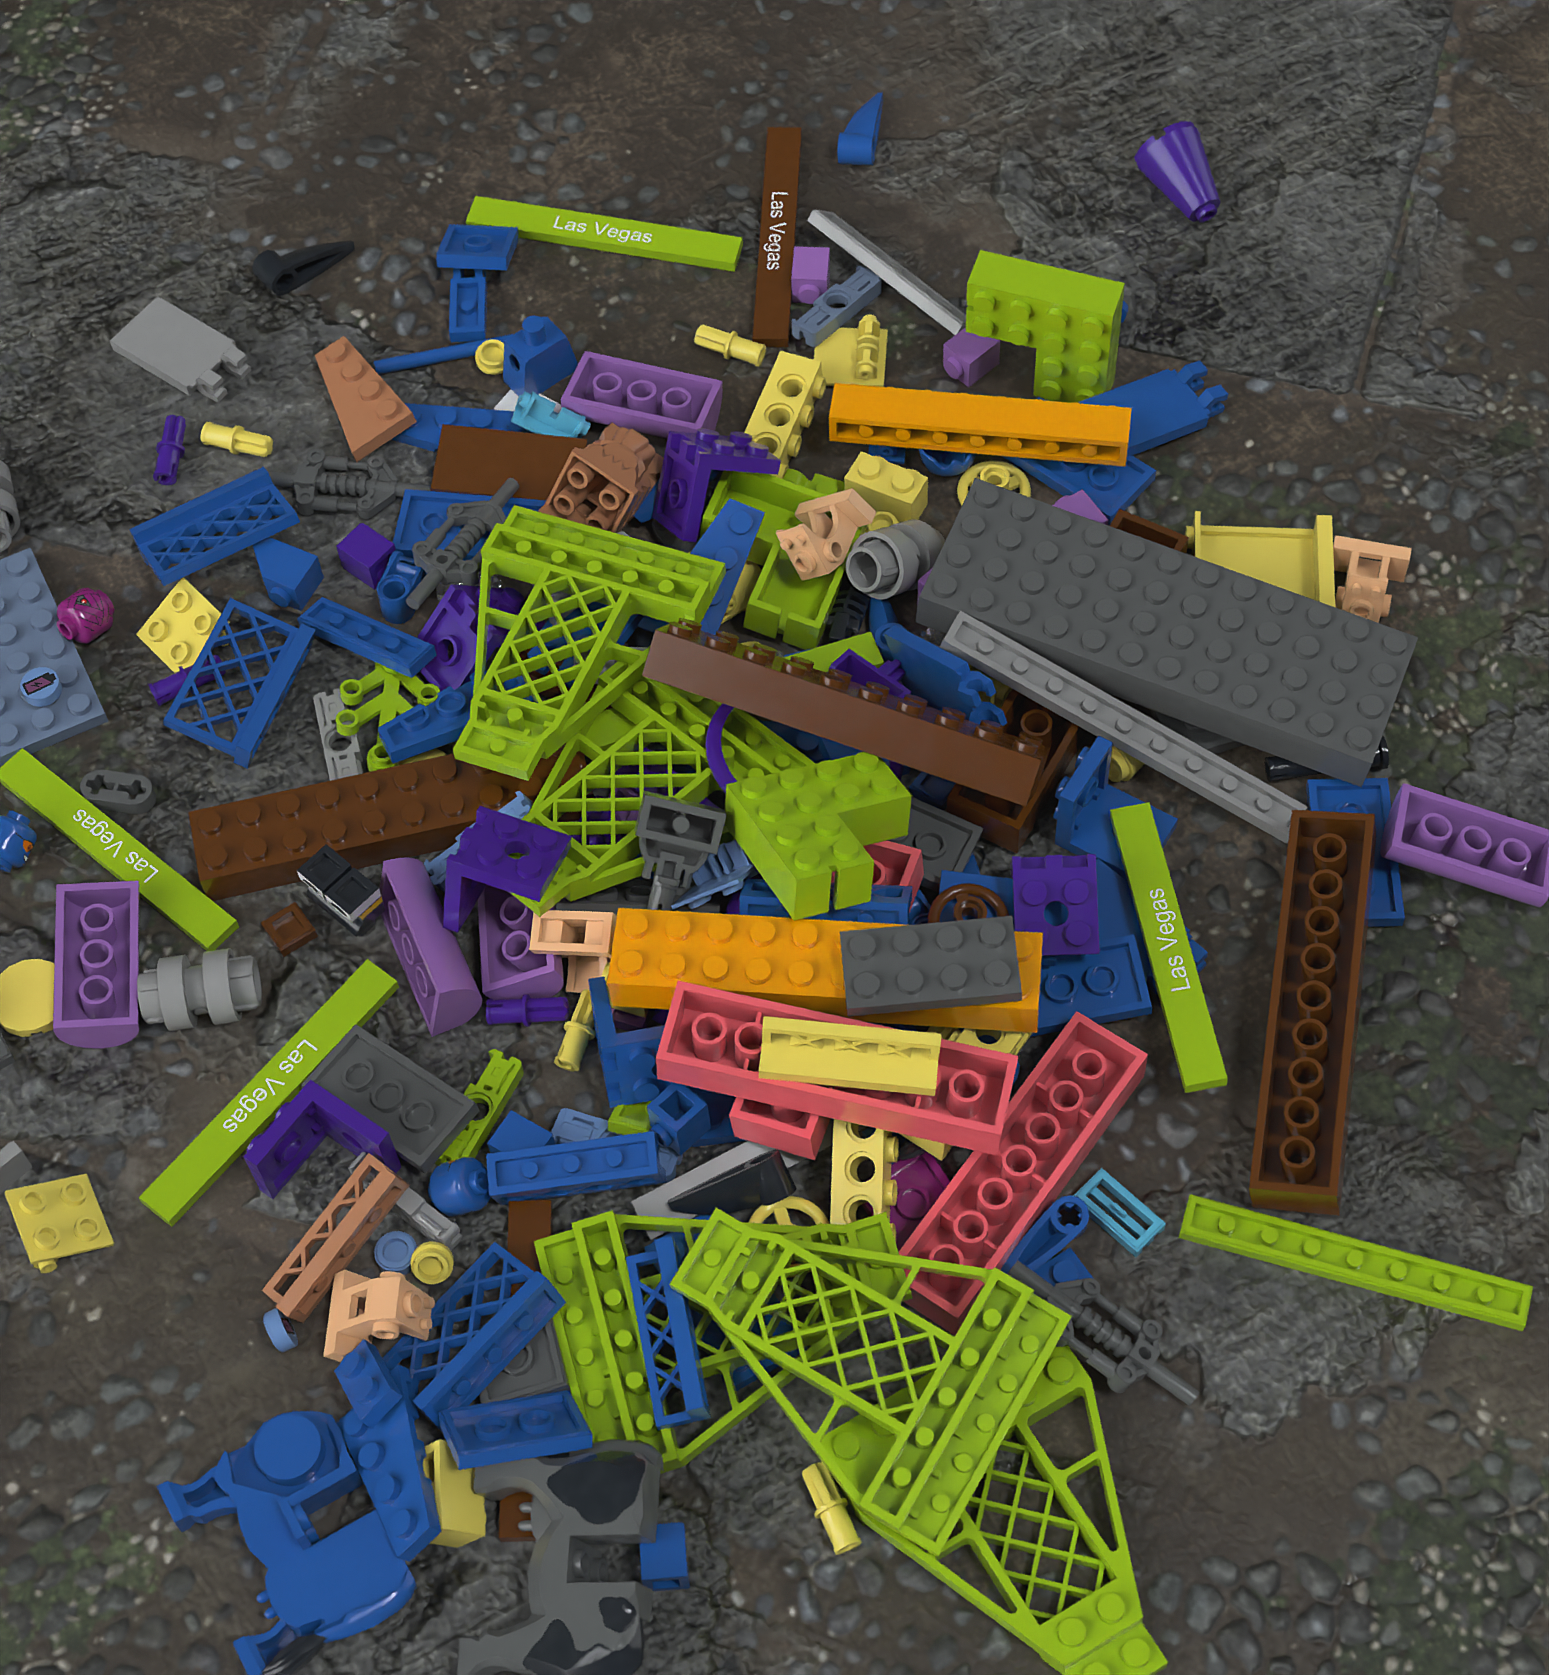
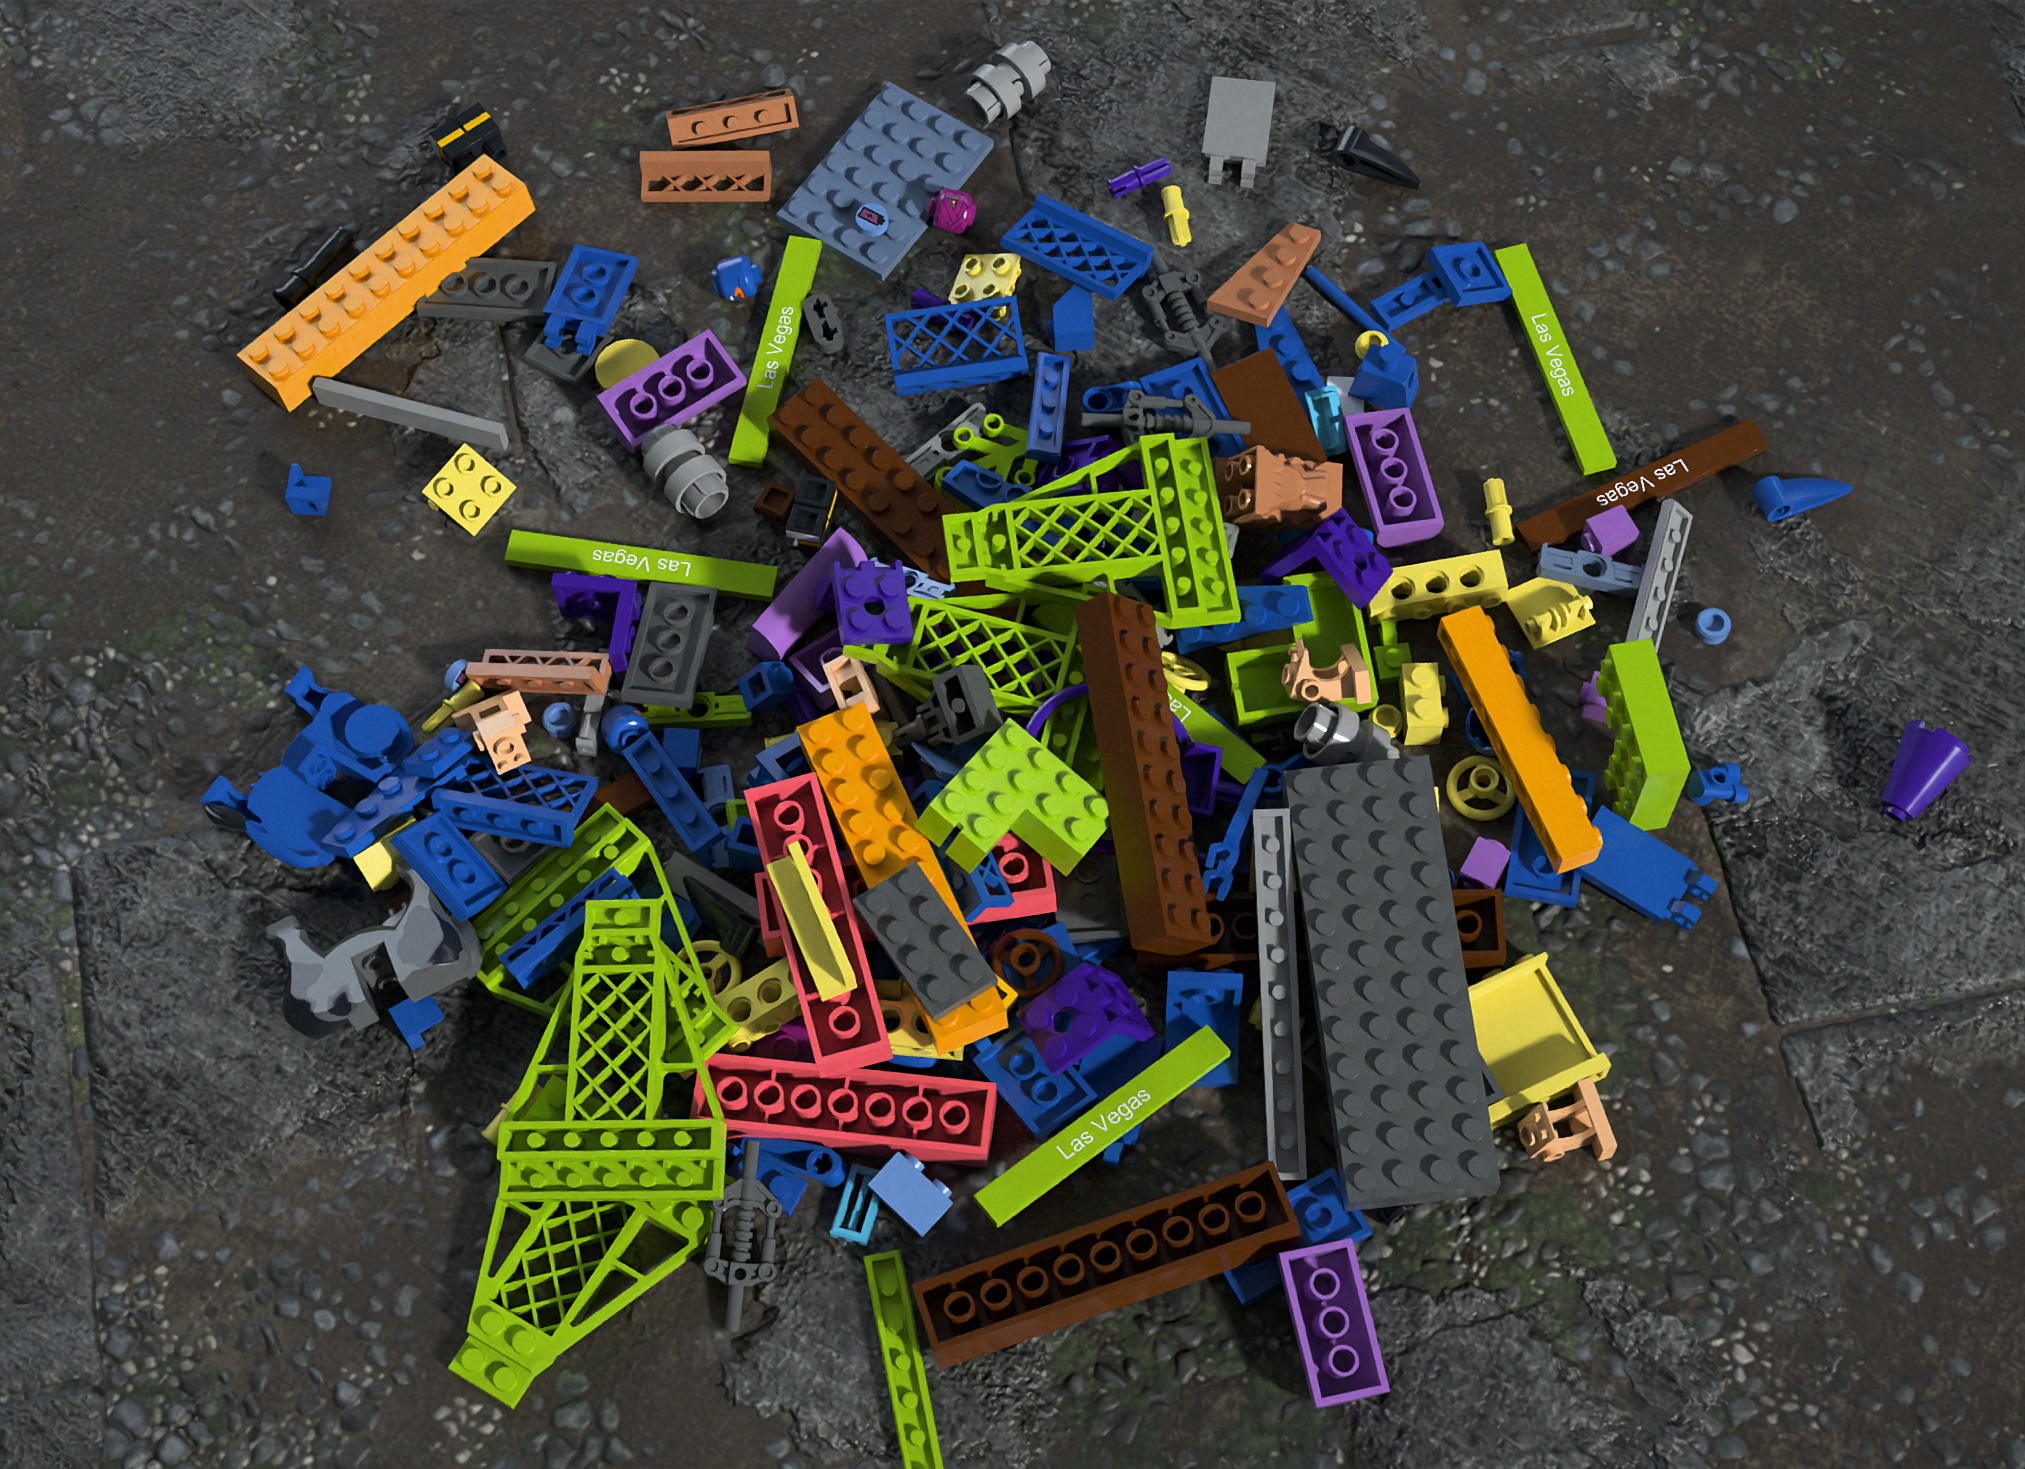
camera: 60 degrees right, 5 degrees up
(311, 1356) = (442, 718): none -> light yellow axle
(365, 554) = (1123, 362): dark purple panel -> none
(432, 1262) = (560, 746): light yellow plate -> none
(498, 1036) = (774, 684): none -> blue brick
(945, 252) = (1712, 626): none -> medium blue tile
(1143, 1150) = (910, 1193): none -> medium blue brick

